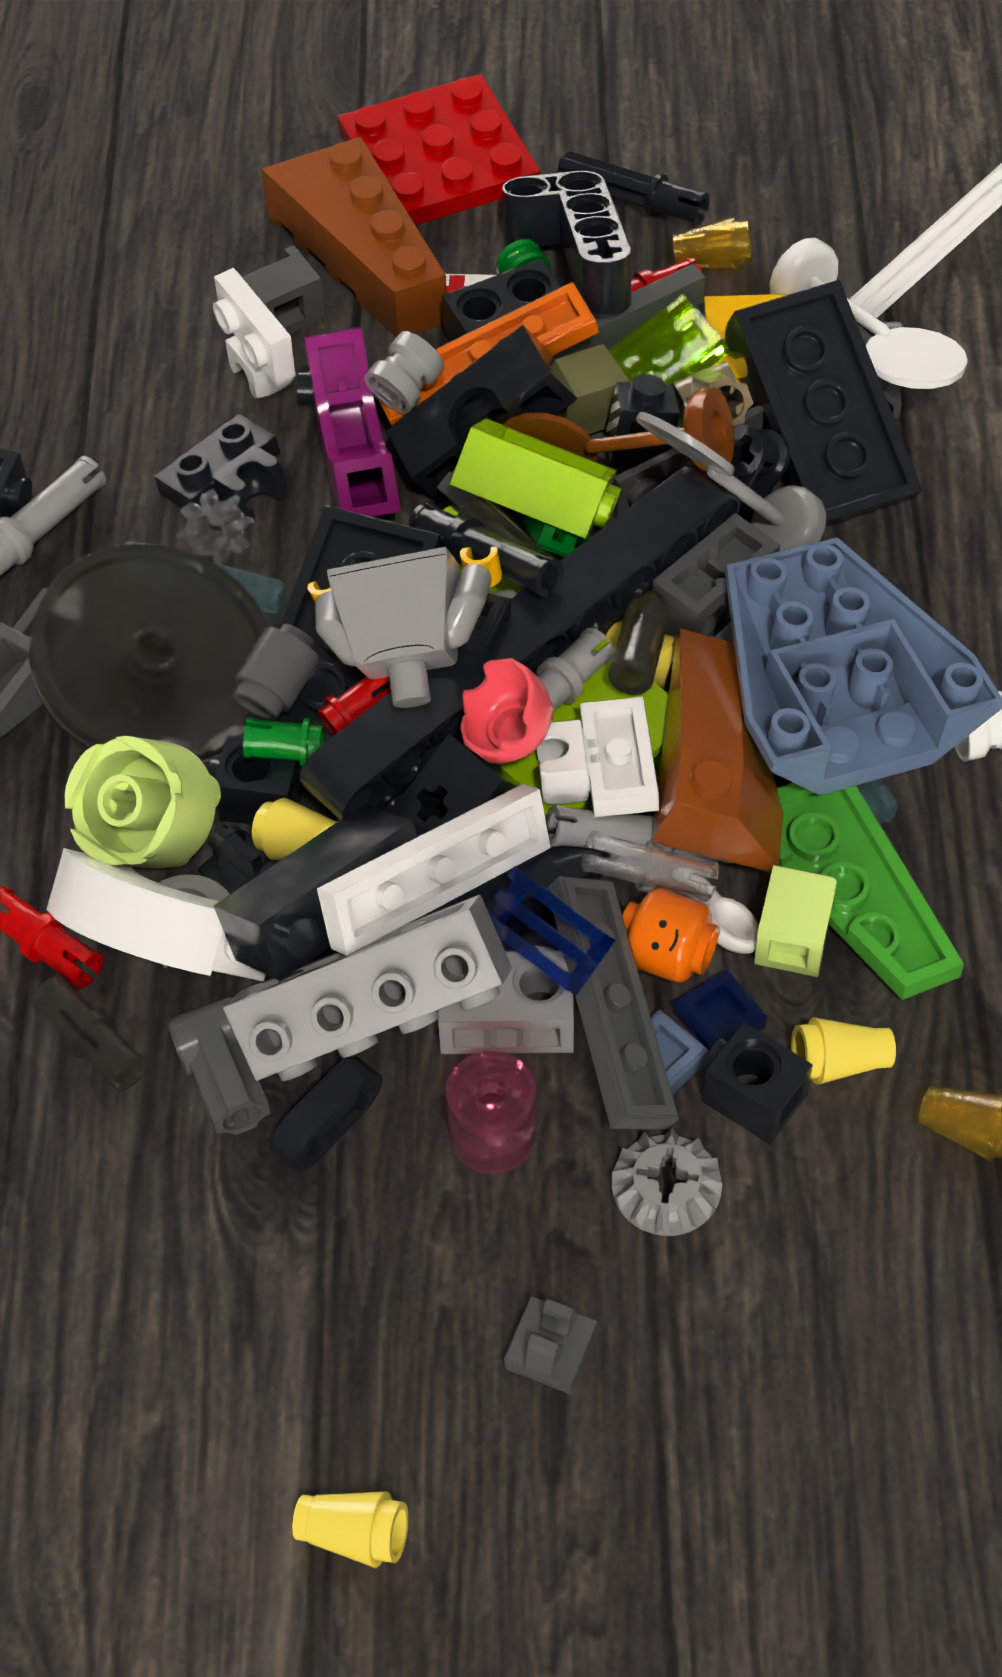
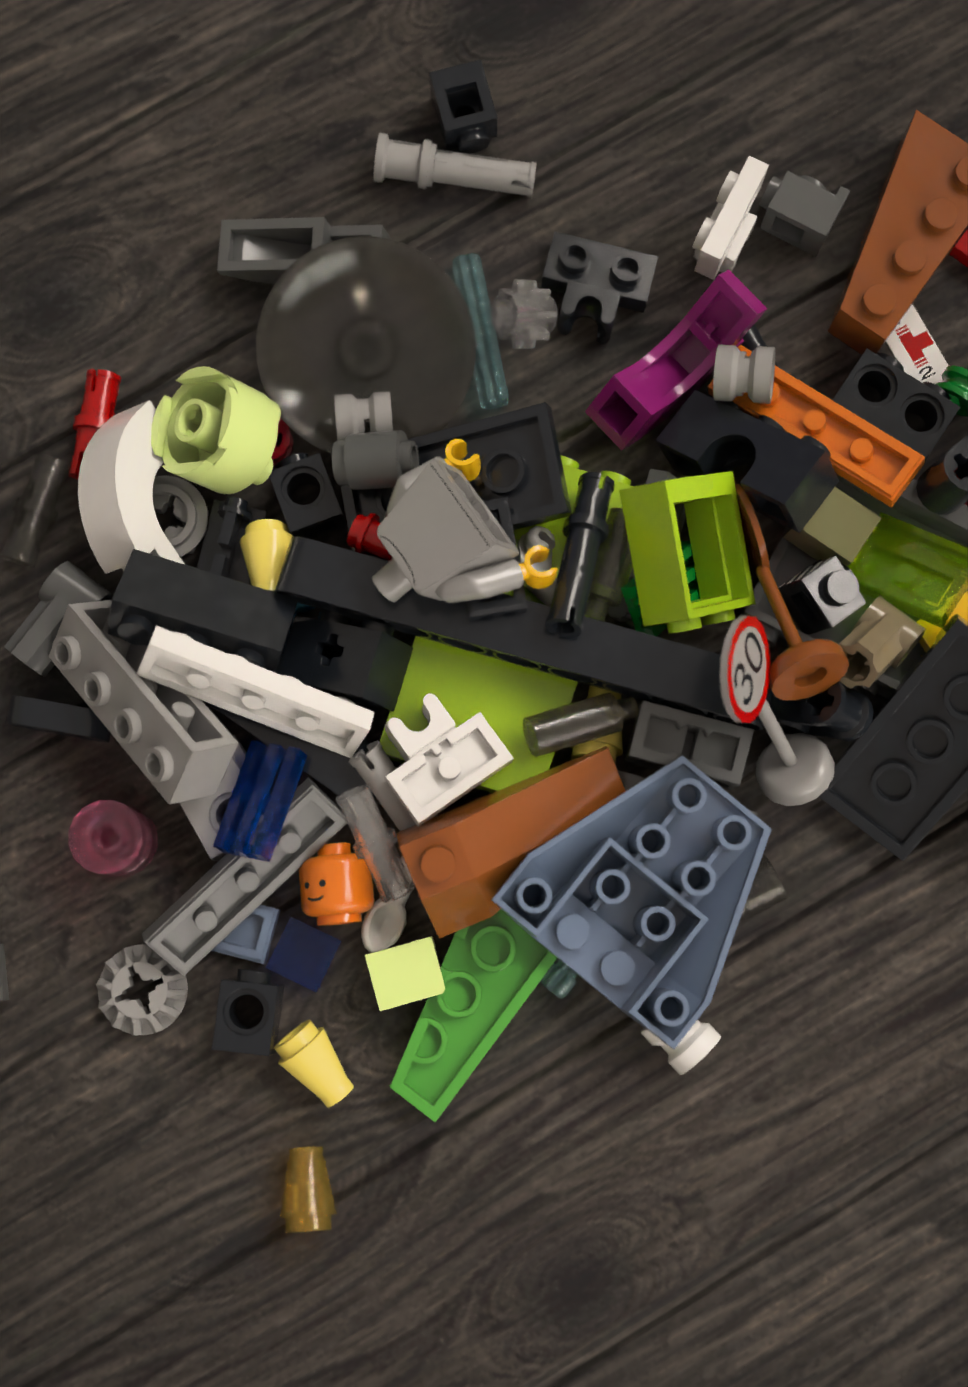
camera: 60 degrees right, 25 degrees up
(211, 687) = (352, 412): none -> light grey wheel
(282, 739) = (326, 503): green pin -> none
(506, 713) = (414, 668): coral hair -> none
(569, 671) = (500, 681): light grey pin -> none

